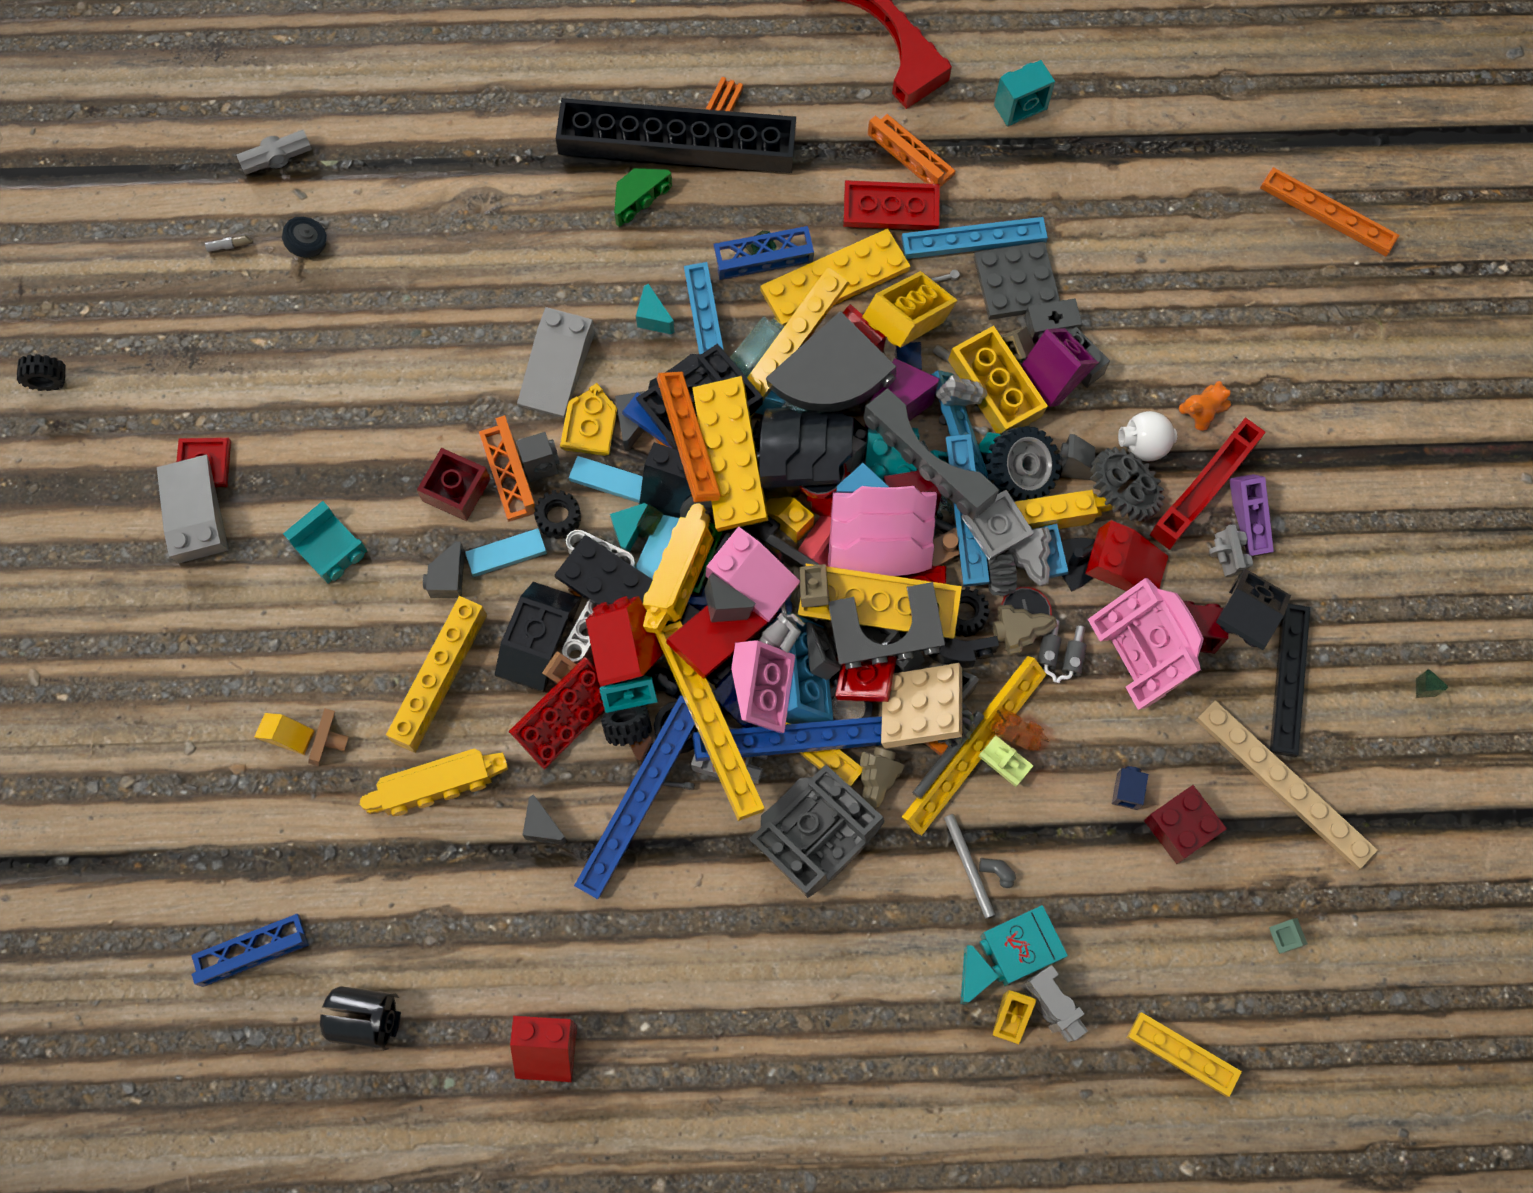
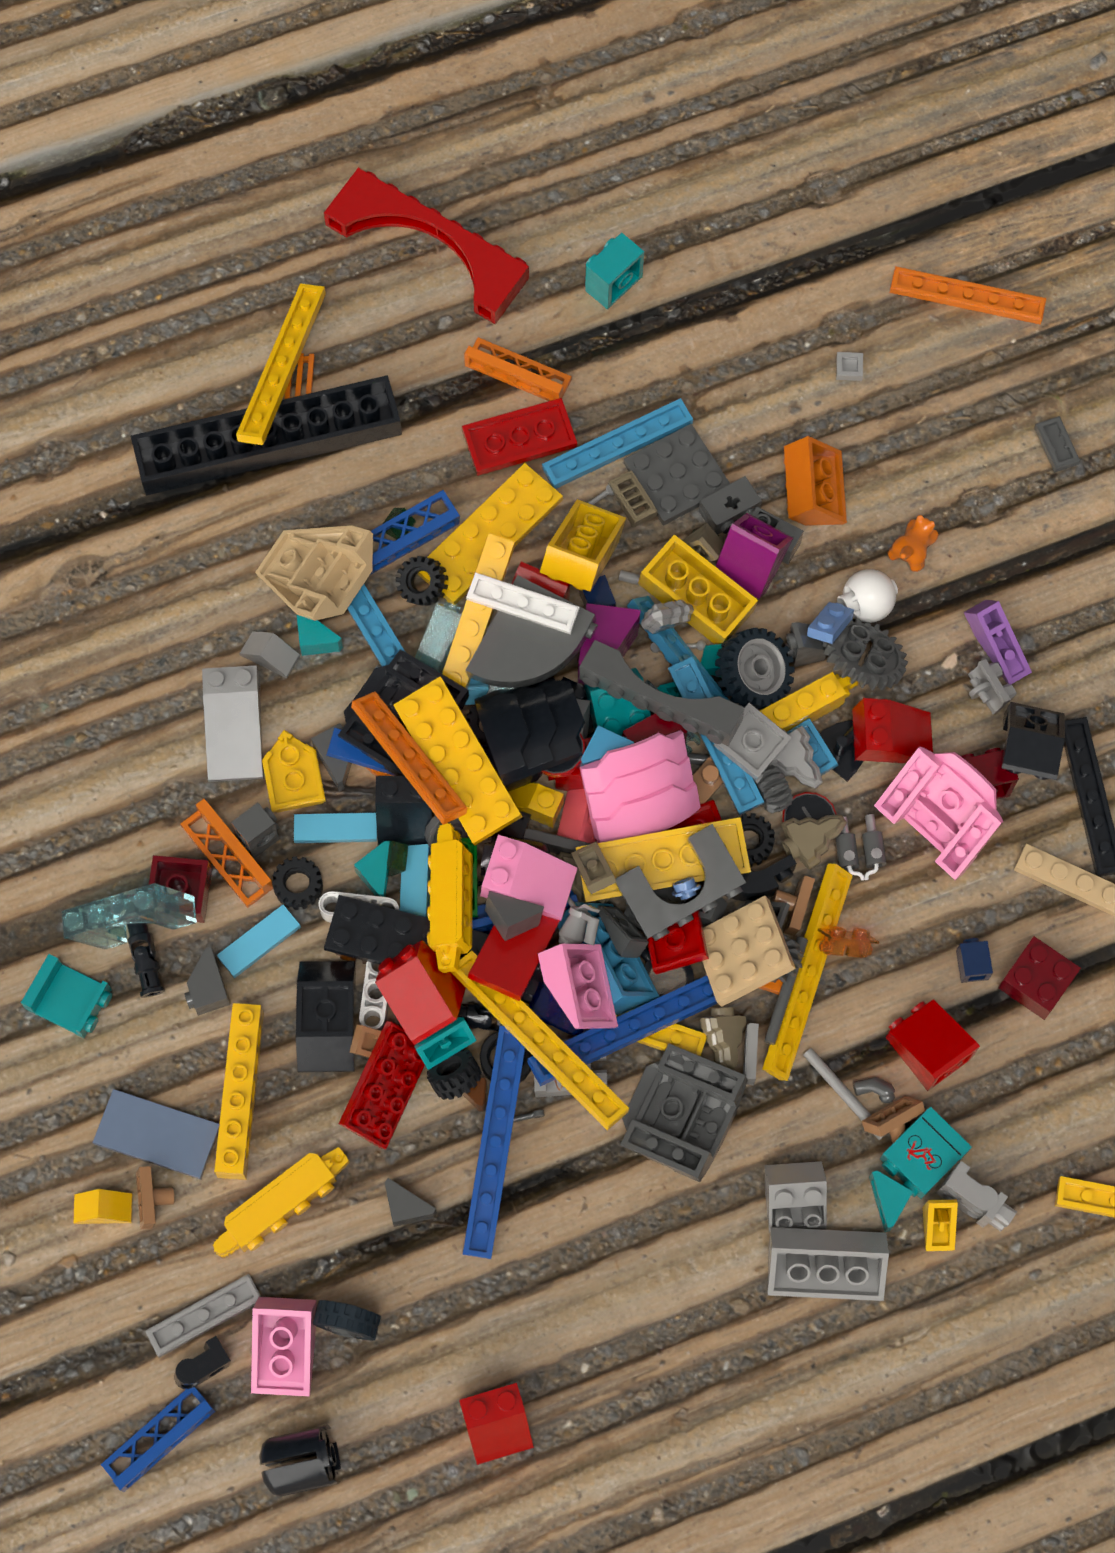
camera: 20 degrees left, 0 degrees up
(299, 903) = (204, 1366): none -> black leg
(331, 857) = (203, 1315): none -> light grey tile
(353, 686) = (156, 1134): none -> sand blue tile
(381, 487) = (105, 920): none -> clear light blue arch
(387, 908) = (283, 1346): none -> bright pink slope
(403, 532) = (144, 959): none -> black piece
(448, 906) = (346, 1320): none -> black wheel
(611, 315) = (270, 652): none -> light grey slope
(638, 191) = (249, 509): green slope -> none
(677, 258) = (319, 568): none -> tan wedge
(709, 80) = (281, 364): none -> yellow plate
(753, 287) = (407, 577): none -> black tyre
(836, 336) = (523, 603): none -> white tile
(889, 632) = (685, 888): none -> medium blue plate
(890, 942) = (796, 1195): none -> light grey slope
(896, 799) = (750, 1052): none -> light grey tile
(897, 1014) = (827, 1263): none -> light grey slope
(971, 305) = (635, 519): none -> dark tan slope
(986, 681) = (797, 902): none -> medium nougat tile
(1005, 761) = (844, 977): yellowish green hips -> none
(1005, 903) = (893, 1117): none -> medium nougat tile
(1064, 848) = (931, 1043): none -> red slope
(1105, 446) = (830, 622): none -> medium blue plate
(1135, 325) = (814, 483): none -> orange slope
(1202, 237) = (849, 366): none -> light grey plate
(1207, 484) = (943, 625): red arch -> none
(1365, 362) = (1057, 444): none -> dark grey plate

